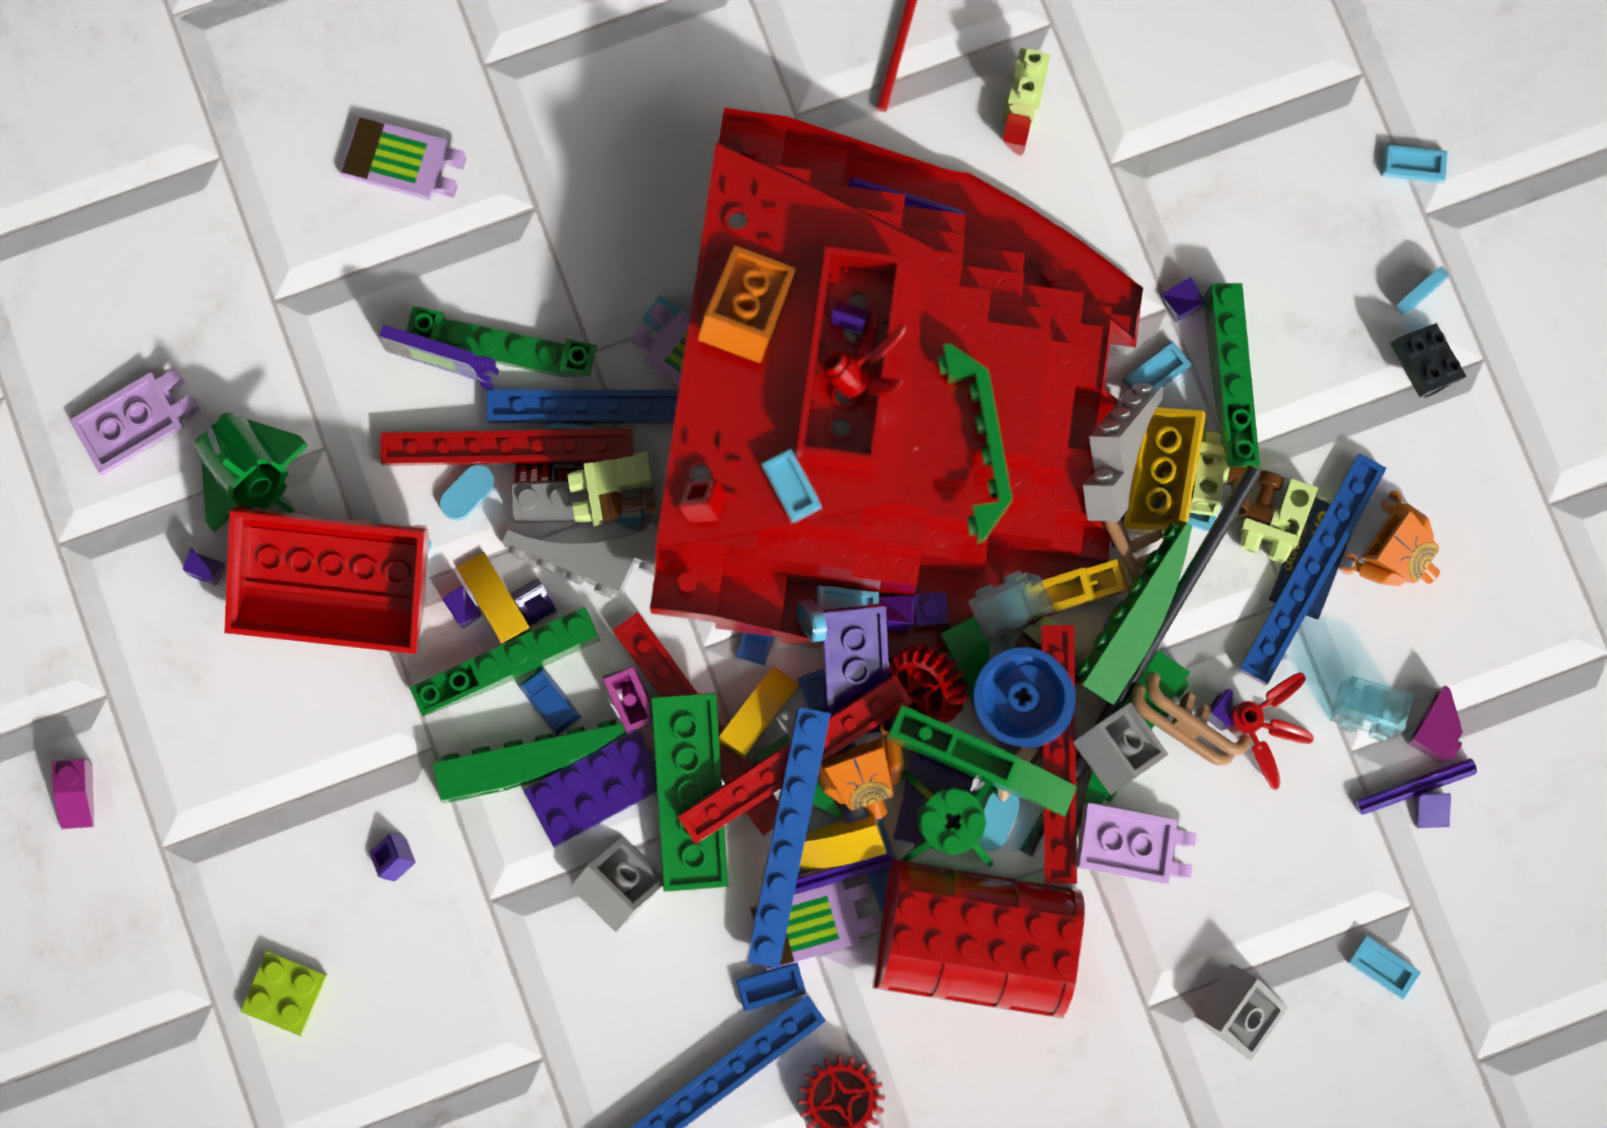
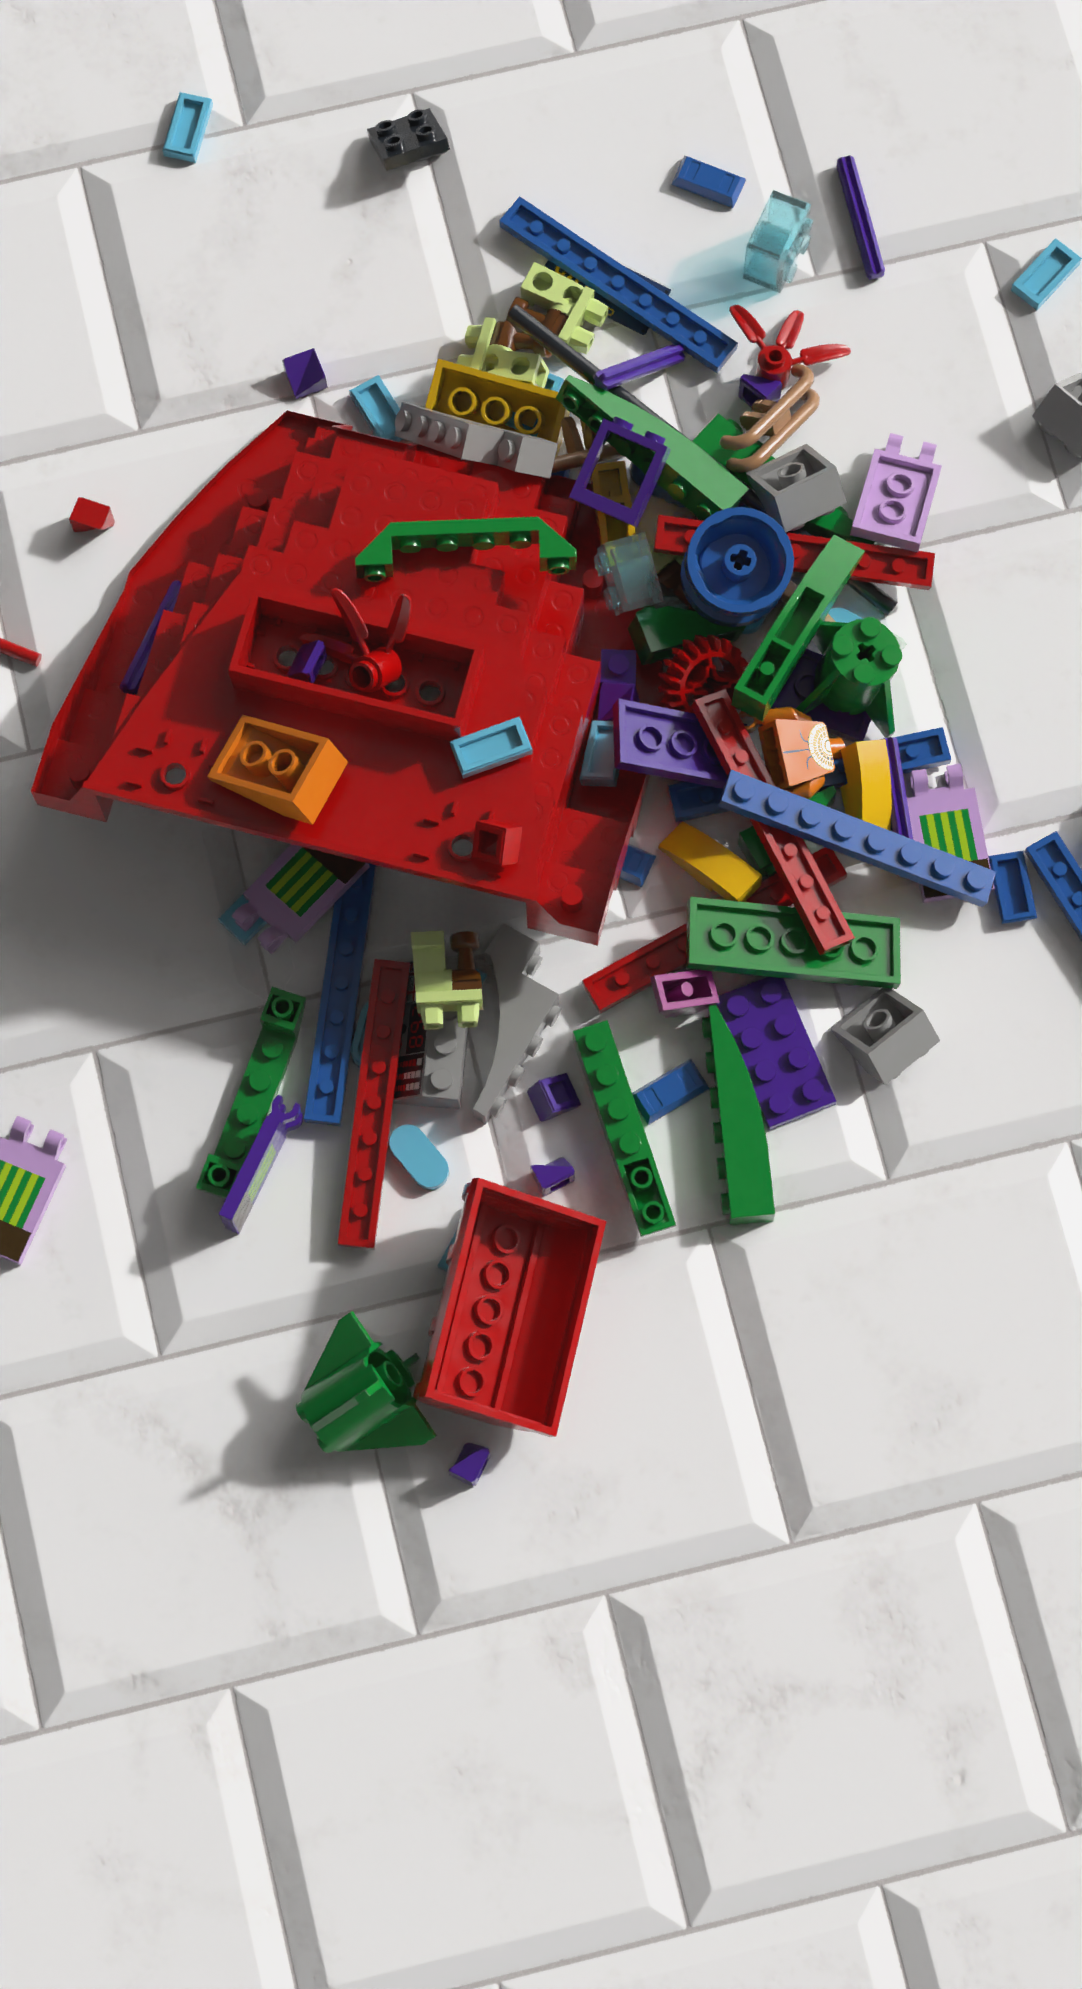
camera: 75 degrees left, 5 degrees down
(73, 793) = (720, 1636): magenta slope -> none
(132, 420) = (282, 1534): lavender tile -> none
(284, 993) = (972, 1417): lime plate -> none
(392, 857) = (829, 1280): dark purple slope -> none
(493, 598) = (547, 1137): yellow slope -> none
(811, 620) = (623, 780): tile -> none
(979, 939) = (984, 657): red container -> none
(1027, 84) = (42, 491): yellowish green hips -> none
(1074, 574) = (650, 441): none -> dark purple window
(1222, 593) = (639, 367): none -> dark purple axle
(1231, 373) = (395, 331): green slope -> none
(1400, 549) = (609, 193): orange torso -> none
(1422, 290) = (330, 135): medium azure tile -> none
(1433, 642) = (708, 181): none -> blue tile
(1433, 810) = (887, 204): slope -> none
(1439, 728) = (802, 180): magenta slope -> none

